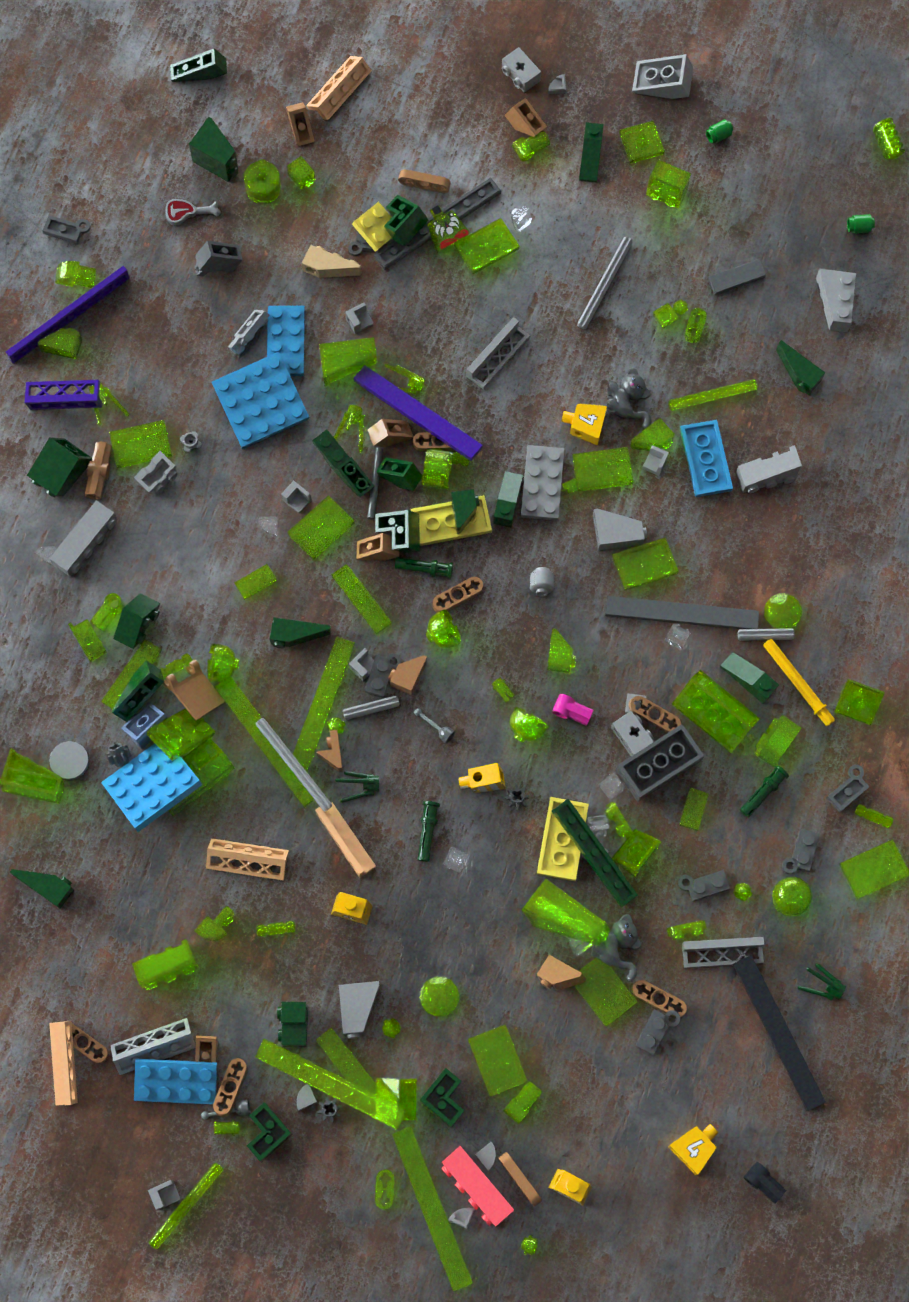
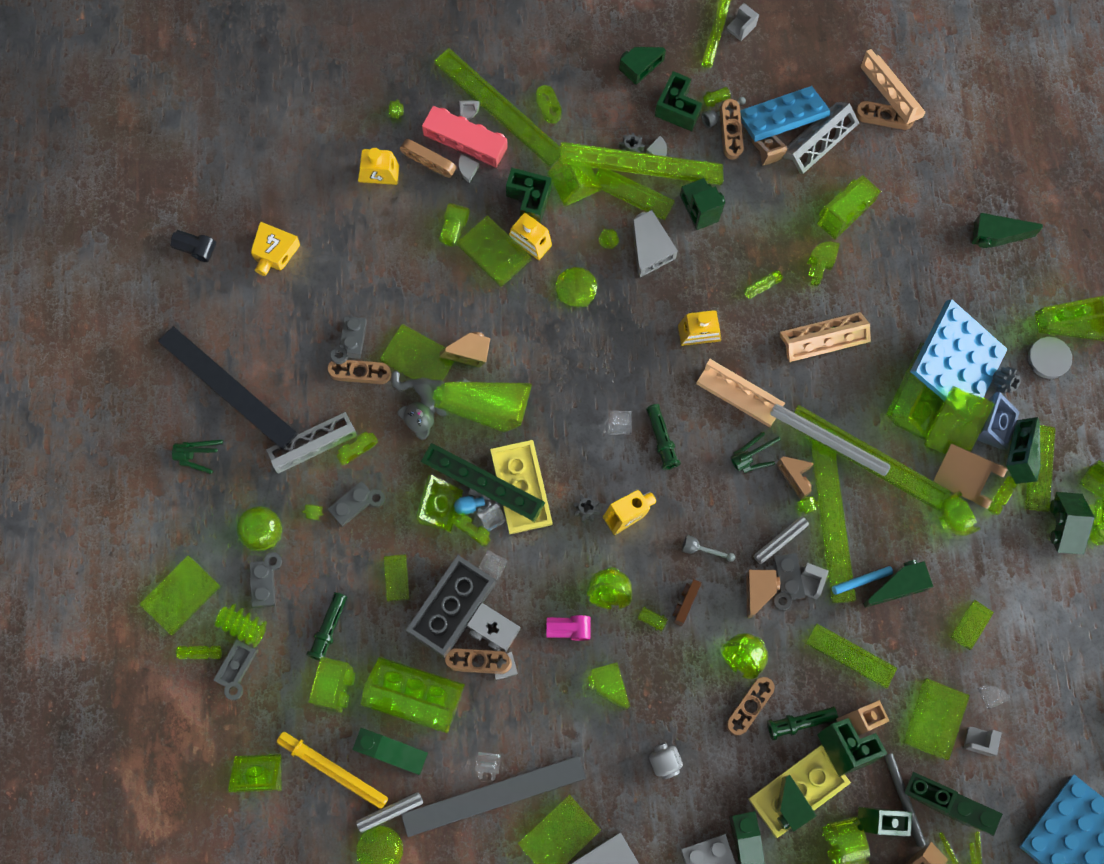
camera: 155 degrees right, 0 degrees up
(281, 1193) = (640, 62): none -> dark green slope
(324, 648) = (867, 578): none -> dark azure bar
(461, 1059) = (529, 234): none -> yellow torso
(476, 685) = (689, 592): none -> reddish brown plate
(613, 842) = (468, 504): none -> dark azure cylinder
(832, 821) = (241, 625): none -> clear neon green piece

